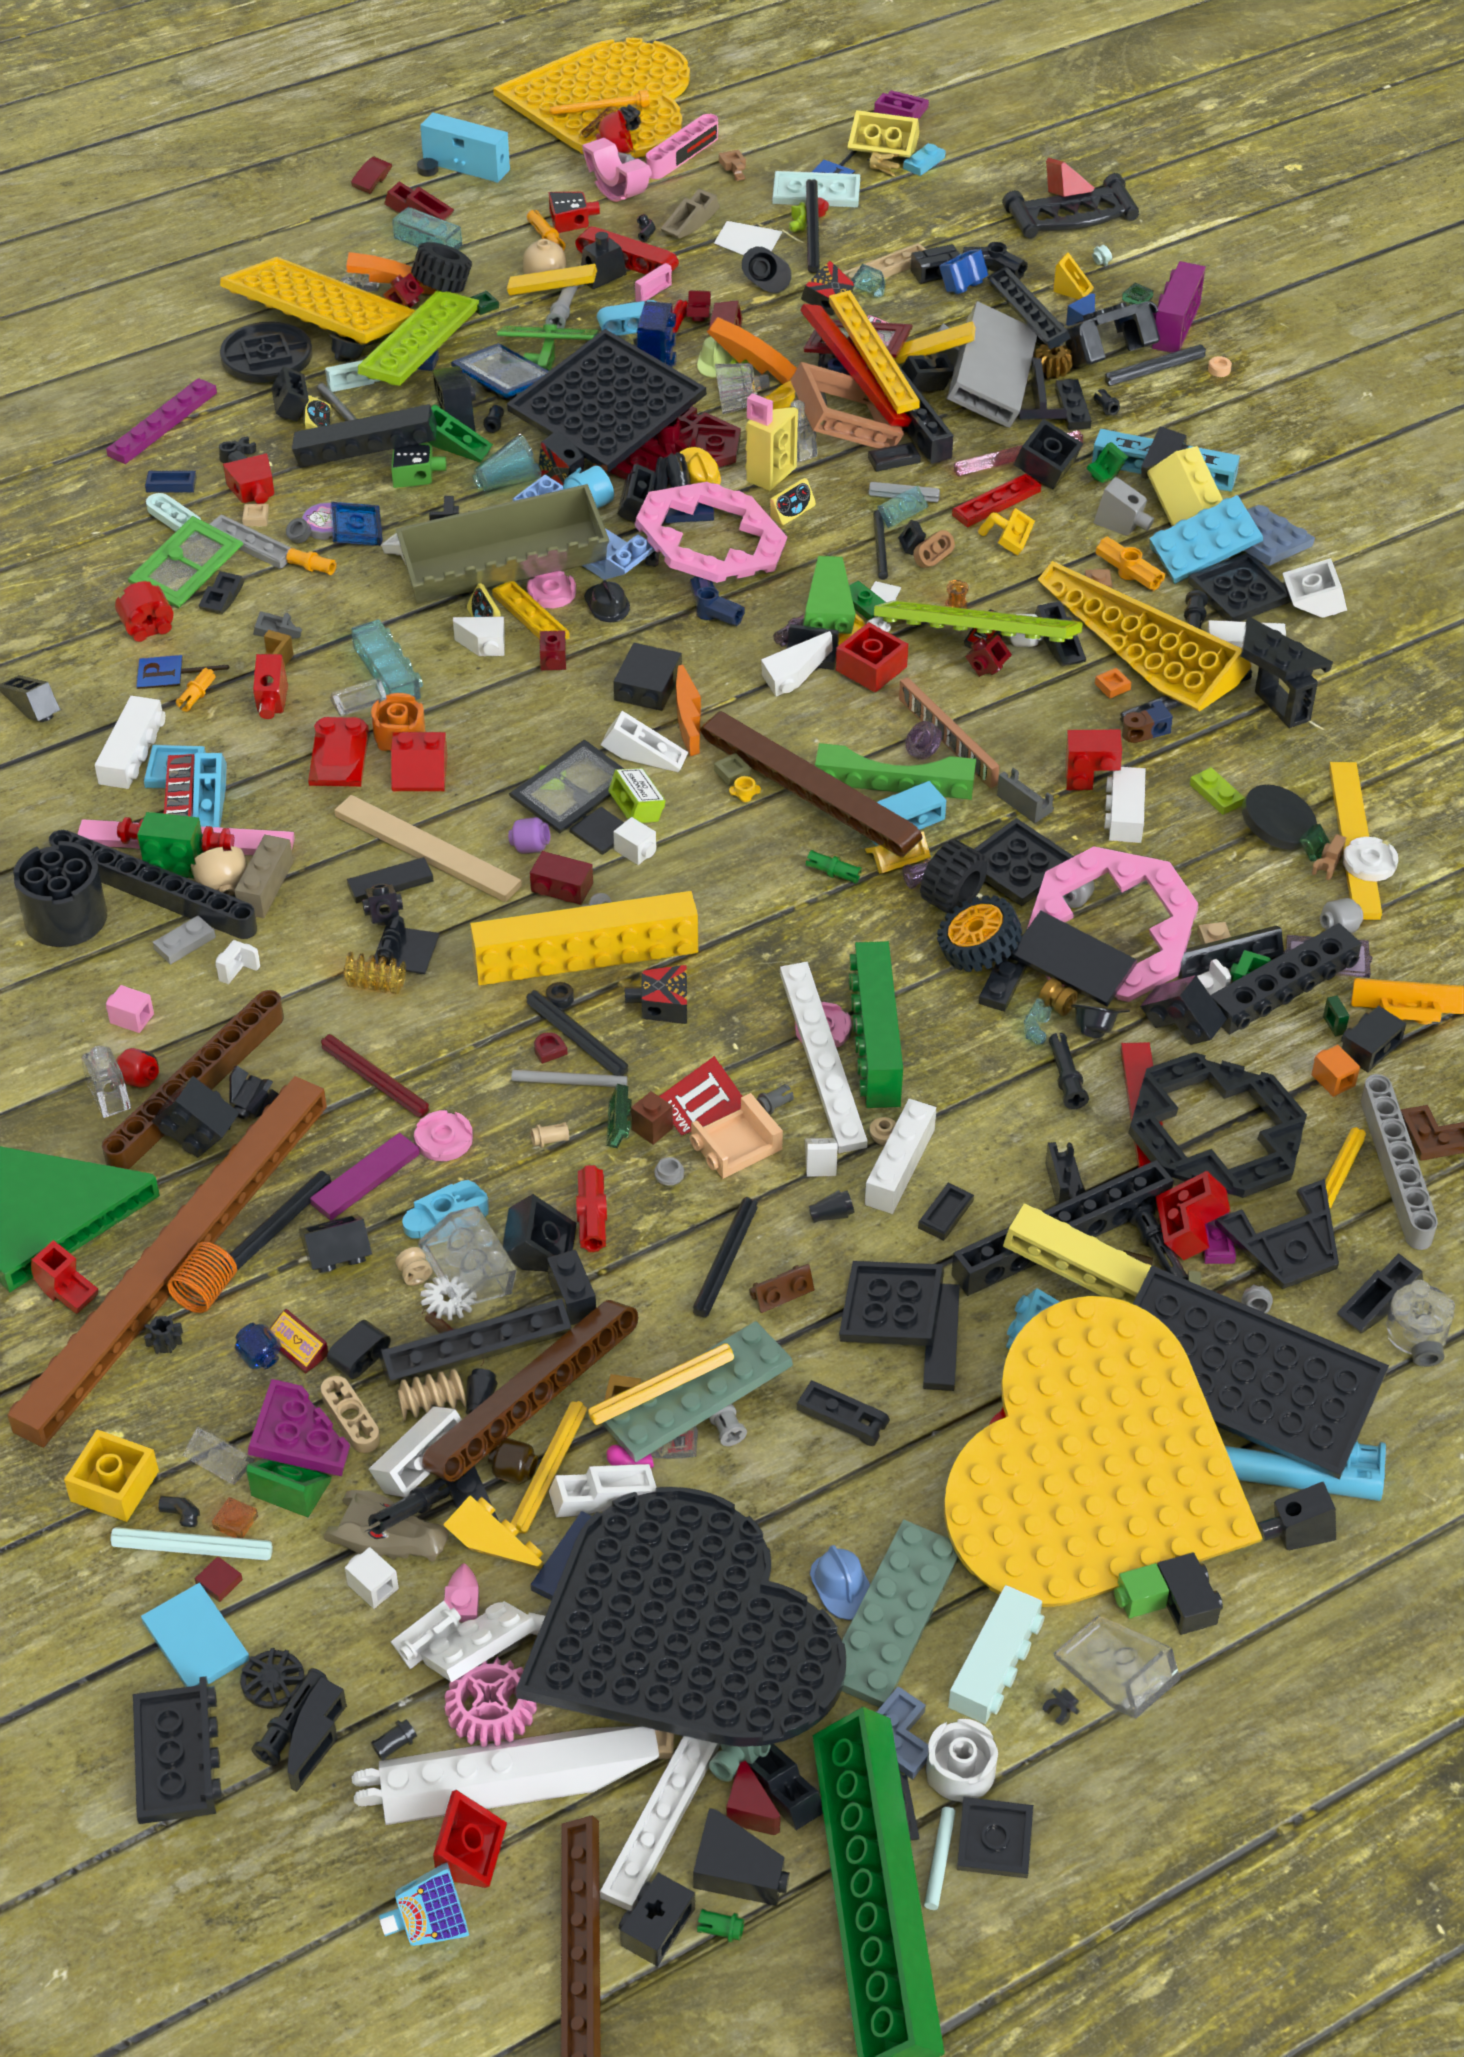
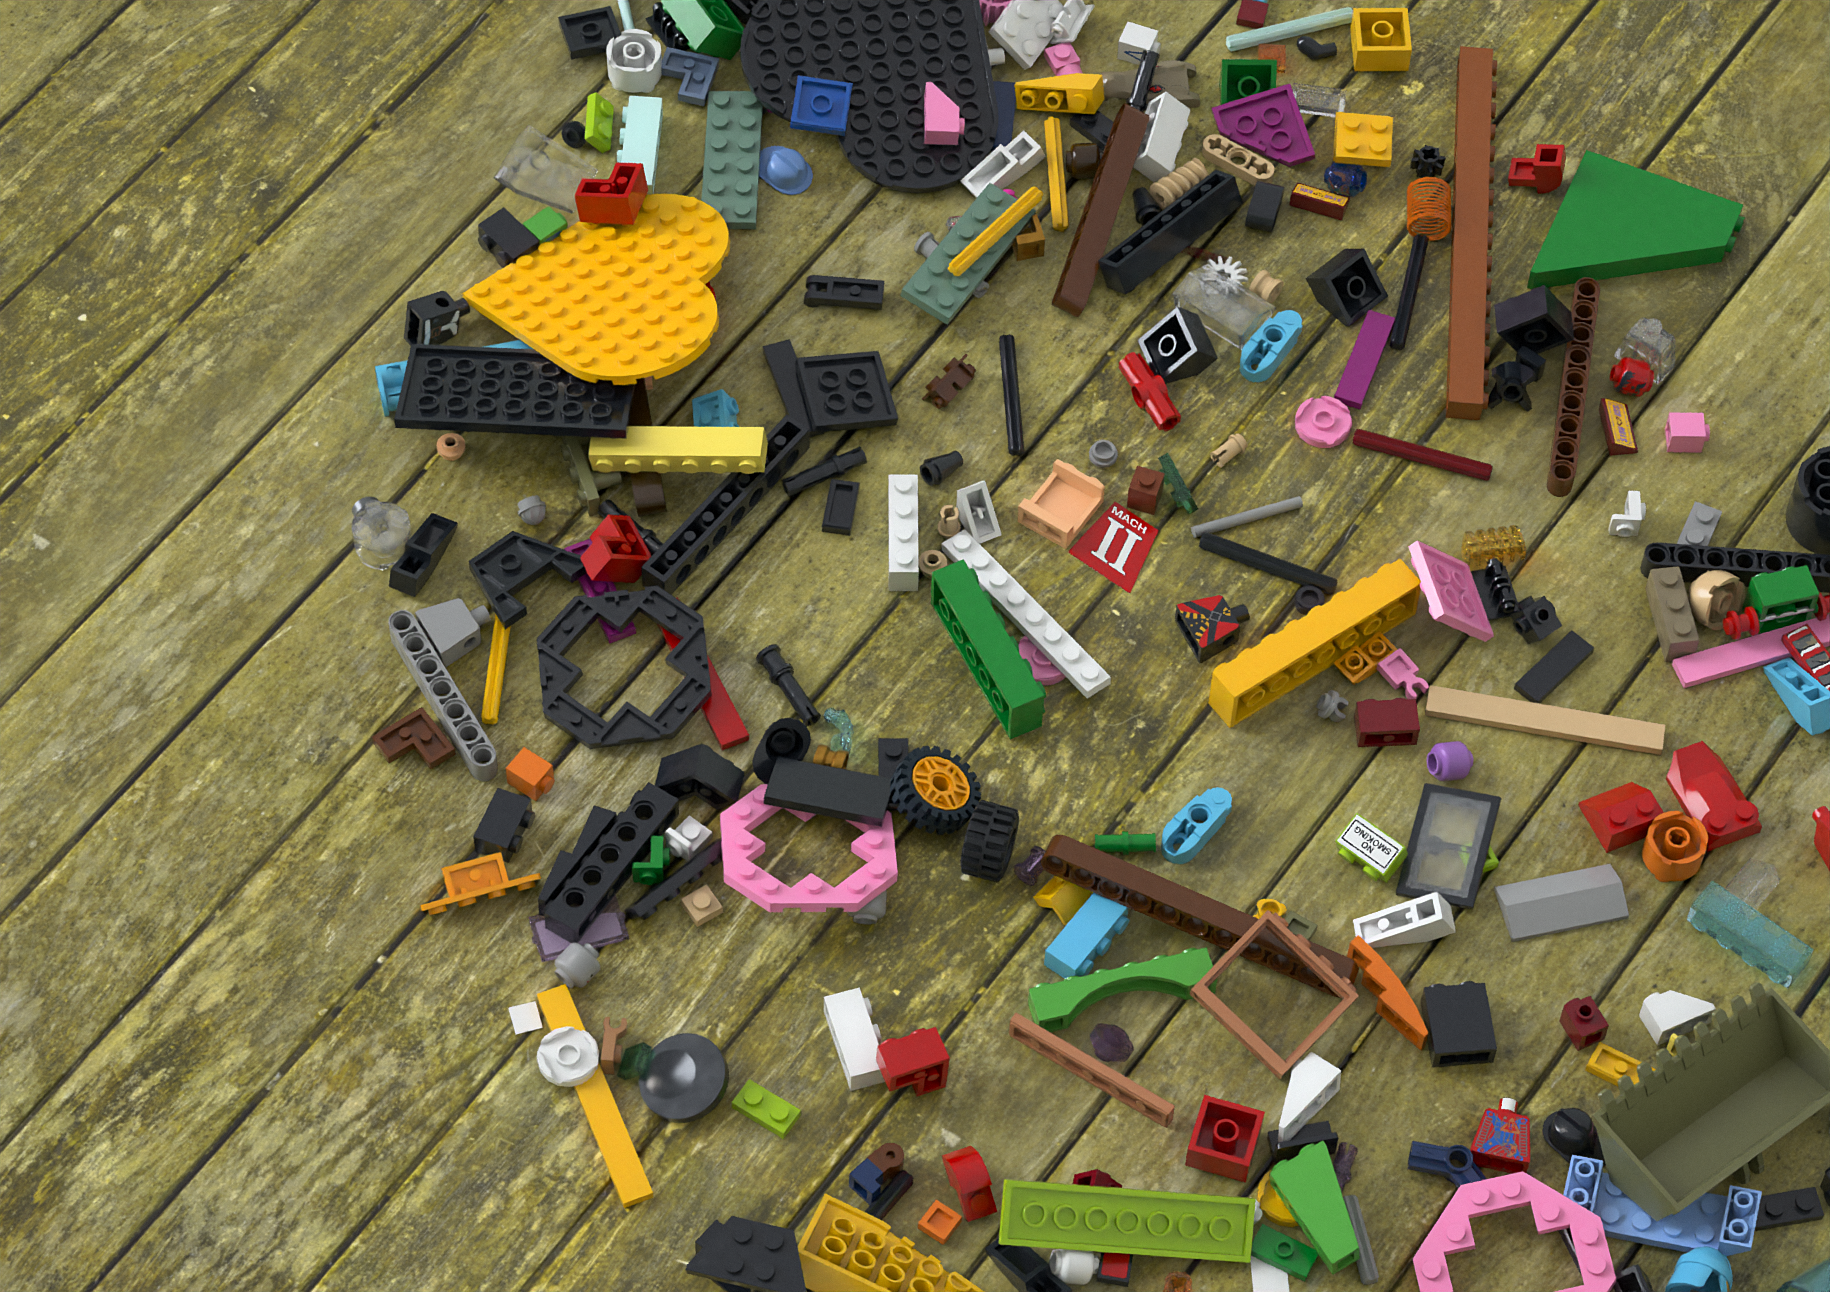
camera: 155 degrees right, 10 degrees up
(183, 1039) = (1617, 427): none -> slope
(213, 1371) = (1363, 139): none -> yellow bracket
(446, 923) = (1450, 591): none -> bright pink plate
(507, 733) = (1562, 902): none -> light grey slope
(520, 905) = (1401, 671): none -> bright pink plate
(549, 1047) = (1285, 542): dark red tile -> none
(572, 1285) = (1122, 311): black brick -> none
(597, 830) = (1389, 810): black piece -> none
(635, 841) = (1340, 795): white brick -> none
(652, 1530) = (941, 118): none -> bright pink slope
(665, 606) = (1503, 1139): none -> torso
(767, 858) = (1210, 808): none -> medium azure piece
(775, 1099) = (1051, 551): dark grey pin -> none
(778, 1588) = (821, 105): none -> blue plate
(803, 591) = (1366, 1264): none -> light grey axle
(828, 725) = (1301, 949): none -> nougat window
(852, 1155) = (949, 522): none -> tan pin
(940, 1242) = (831, 468): none -> black pin
(1019, 860) = (938, 921): black plate -> none
(1023, 798) = (969, 1012): dark grey hinge -> none
(1031, 1705) = (599, 122): none -> lime plate
(1059, 1554) = (613, 199): none -> red brick
(1063, 1173) = (746, 571): black hinge -> none
(1080, 691) = (972, 1182): none -> red brick
(1292, 1005) = (567, 863): none -> black slope
(1336, 1015) = (547, 839): dark green tile -> none
(1373, 1214) = (452, 628): none -> light grey torso
(1394, 910) = (525, 1017): none -> white sticker

